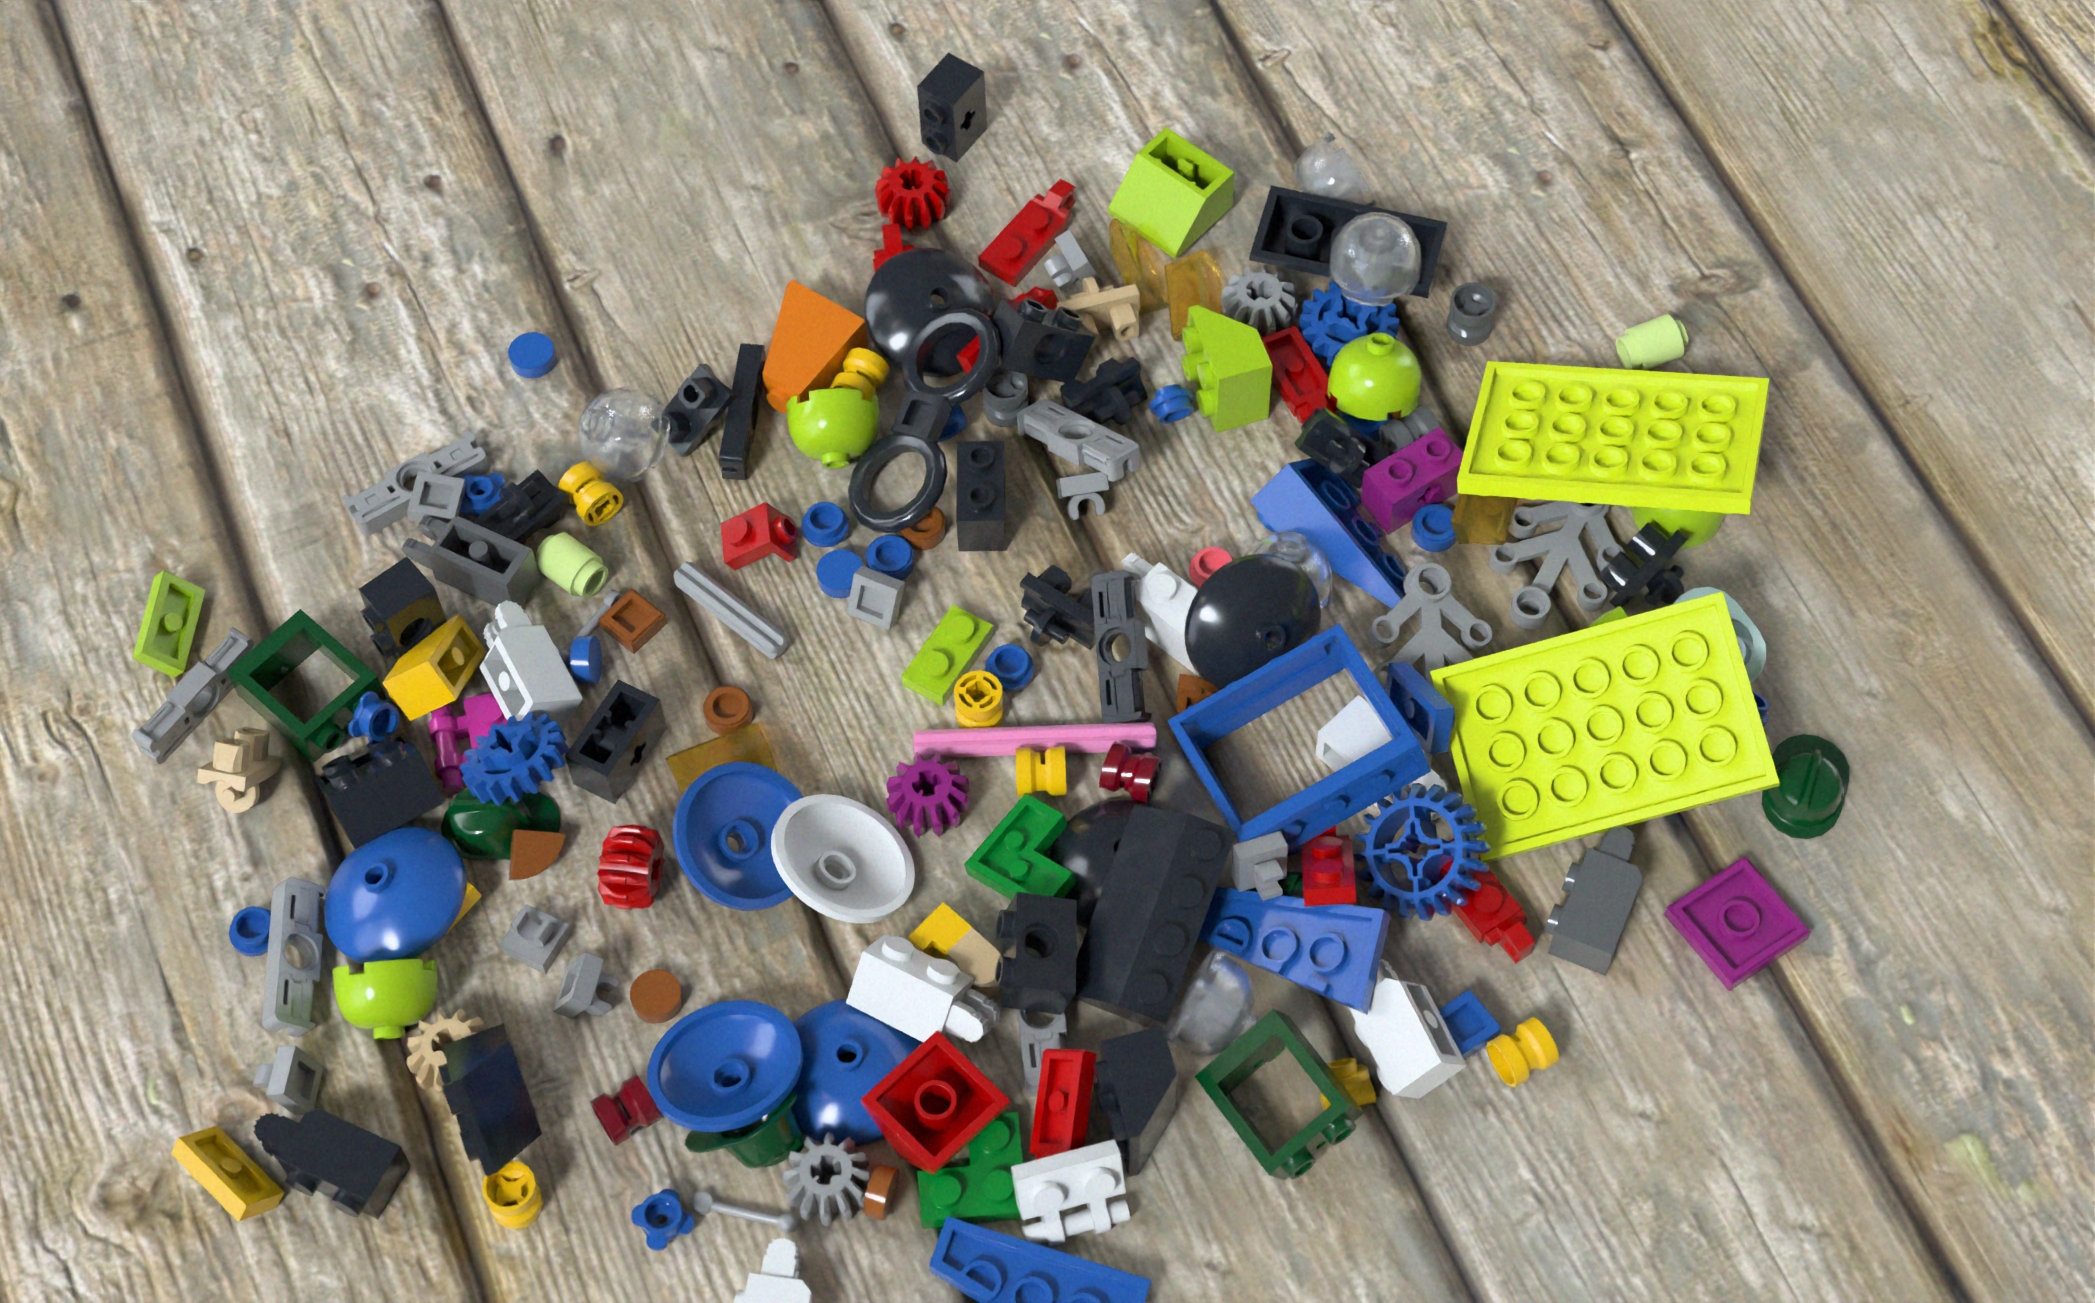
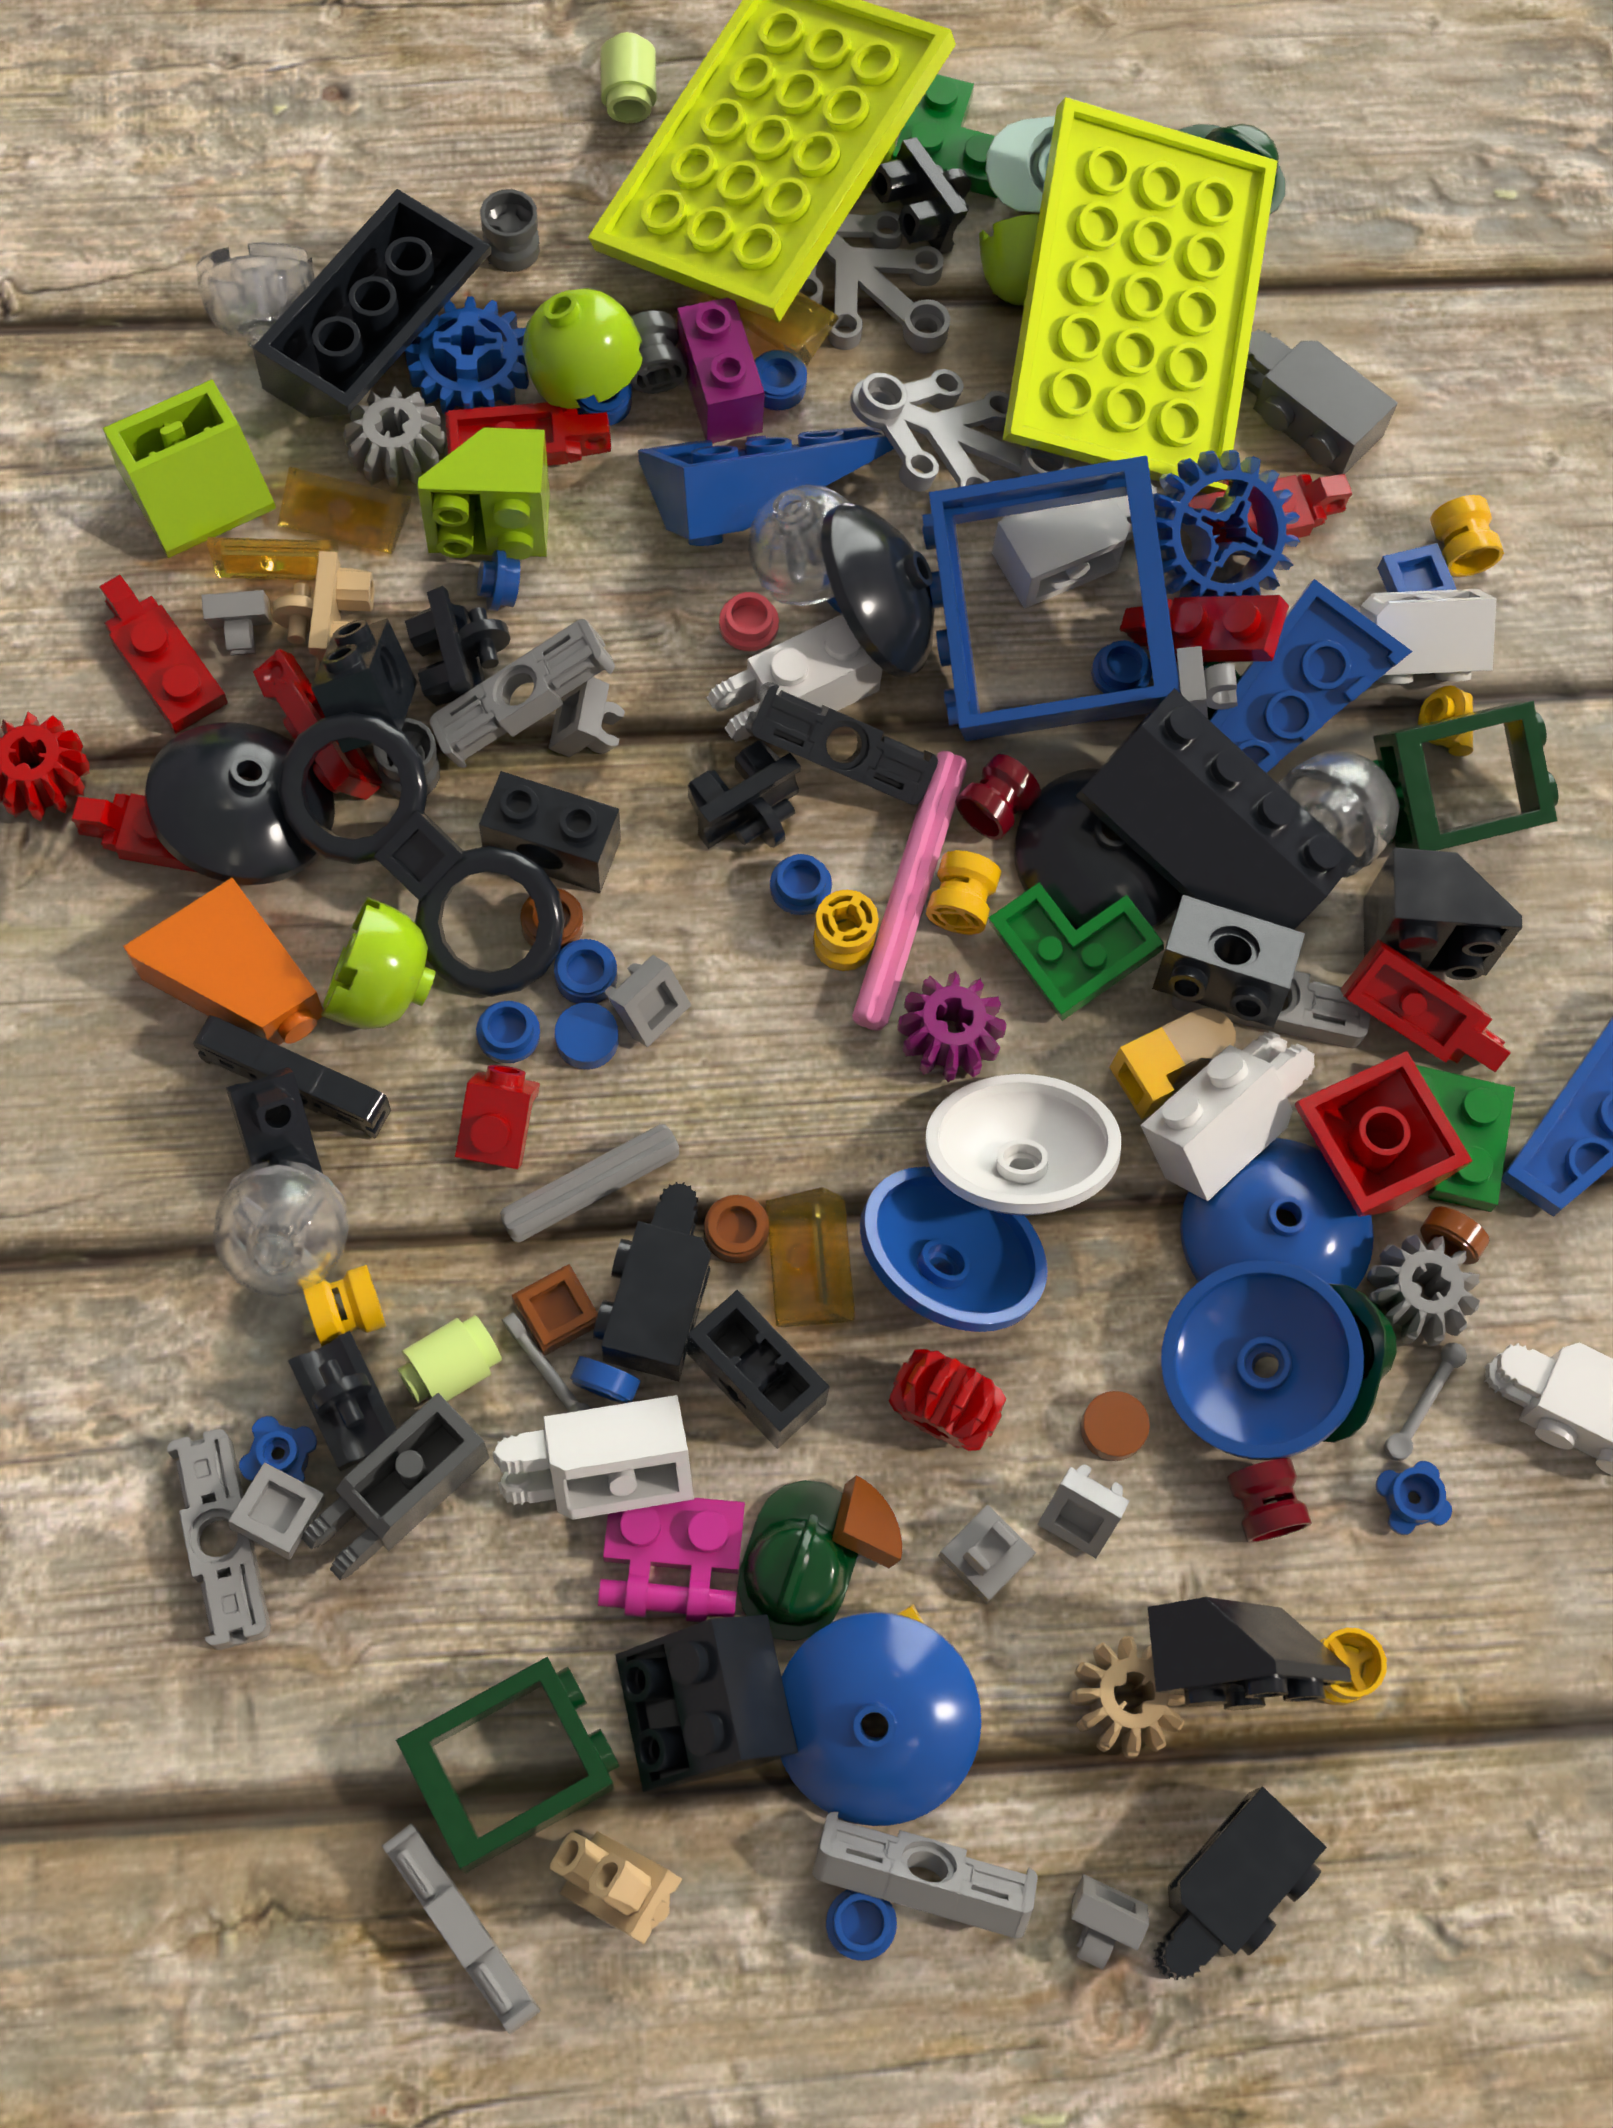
camera: 80 degrees left, 10 degrees up
(168, 624) = (325, 1944): lime plate -> none
(227, 1173) = (1215, 2032): yellow plate -> none
(374, 717) = (600, 1680): blue plate -> none
(386, 995) = (1028, 1758): lime cylinder -> none
(400, 609) = (460, 1595): black brick -> none
(435, 669) = (557, 1579): yellow slope -> none
(514, 758) = (767, 1521): blue gear -> none
(532, 355) = (68, 1328): blue tile -> none
(669, 666) = (658, 1290): none -> black hinge
(862, 371) = (307, 921): yellow wheel -> none
(947, 655) = (752, 948): lime plate -> none
(1066, 1182) = (1524, 1028): white plate -> none
(1192, 691) = (920, 697): dark orange tile -> none
(1339, 446) = (653, 421): black hips -> none
(1375, 259) = (429, 273): clear cylinder -> none
(1421, 707) = (1053, 450): blue plate -> none
(1728, 562) = (940, 129): none -> green plate
(1737, 923) = (1366, 292): magenta tile -> none

